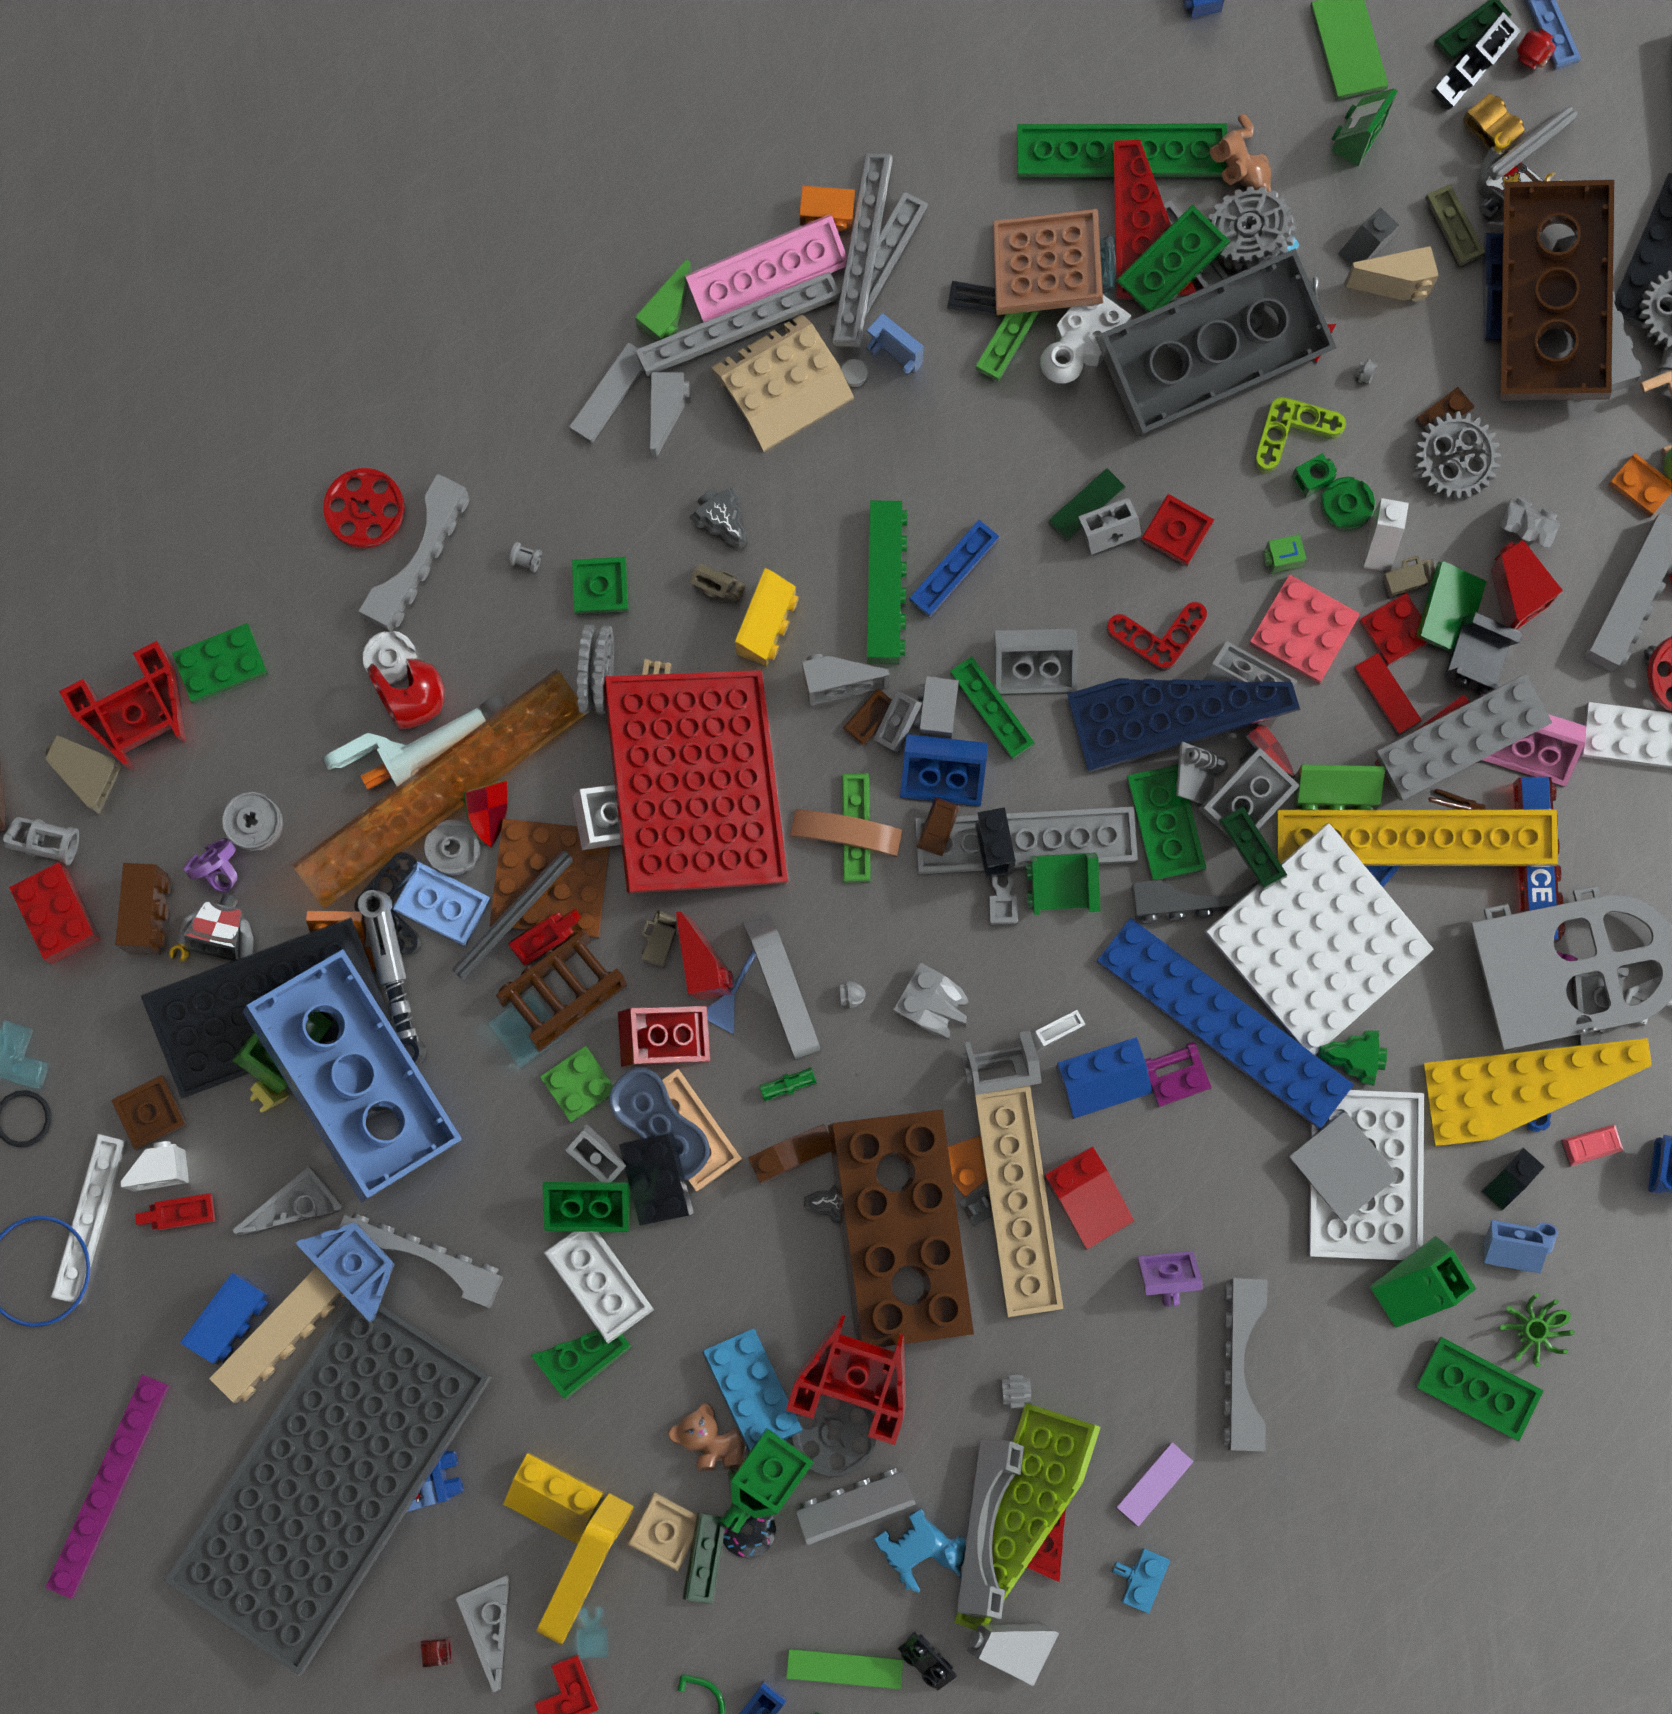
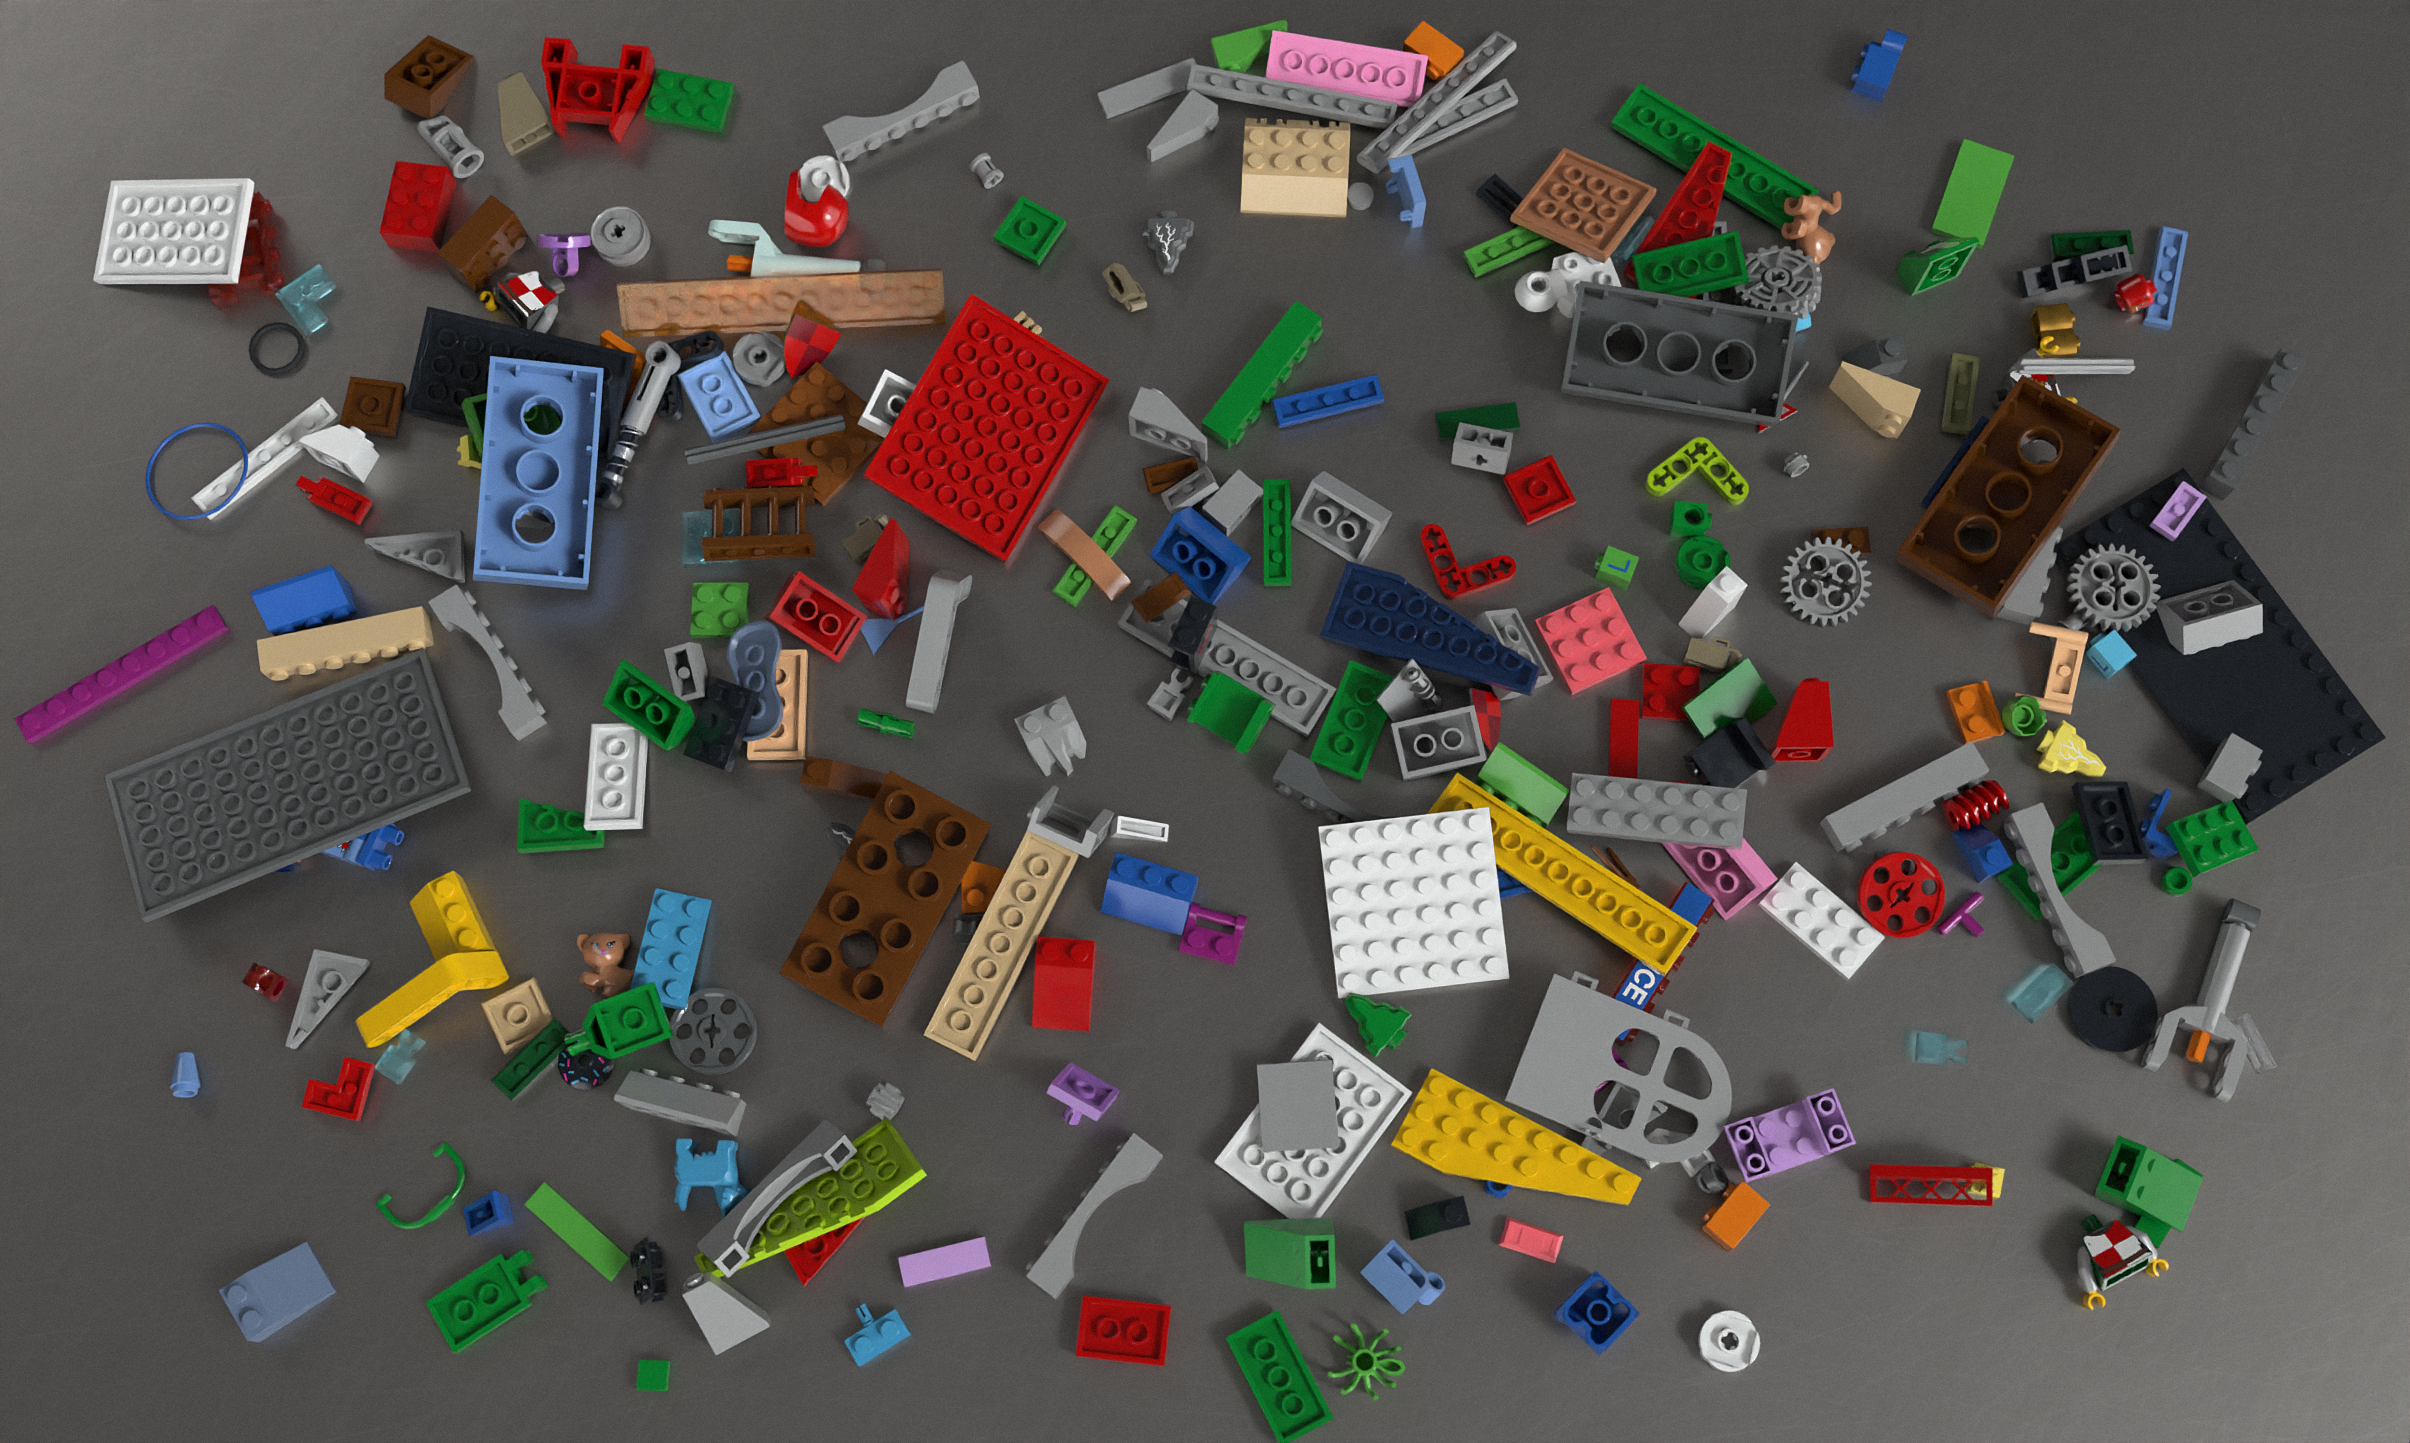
camera: 35 degrees right, 5 degrees down
(352, 1265) = (430, 626): medium blue wing -> none
(364, 495) = (898, 47): red wedge -> none
(594, 663) = (975, 273): light grey piece -> none
(766, 618) = (1141, 338): yellow slope -> none
(851, 994) = (990, 685): light grey plate -> none
(856, 1375) = (759, 993): red wedge -> none
(1225, 1023) = (1284, 920): blue plate -> none
(1253, 848) = (1407, 784): dark green tile -> none
(1334, 1438) = (1123, 1331): none -> red plate
(1530, 522) = (1849, 677): light grey plate -> none

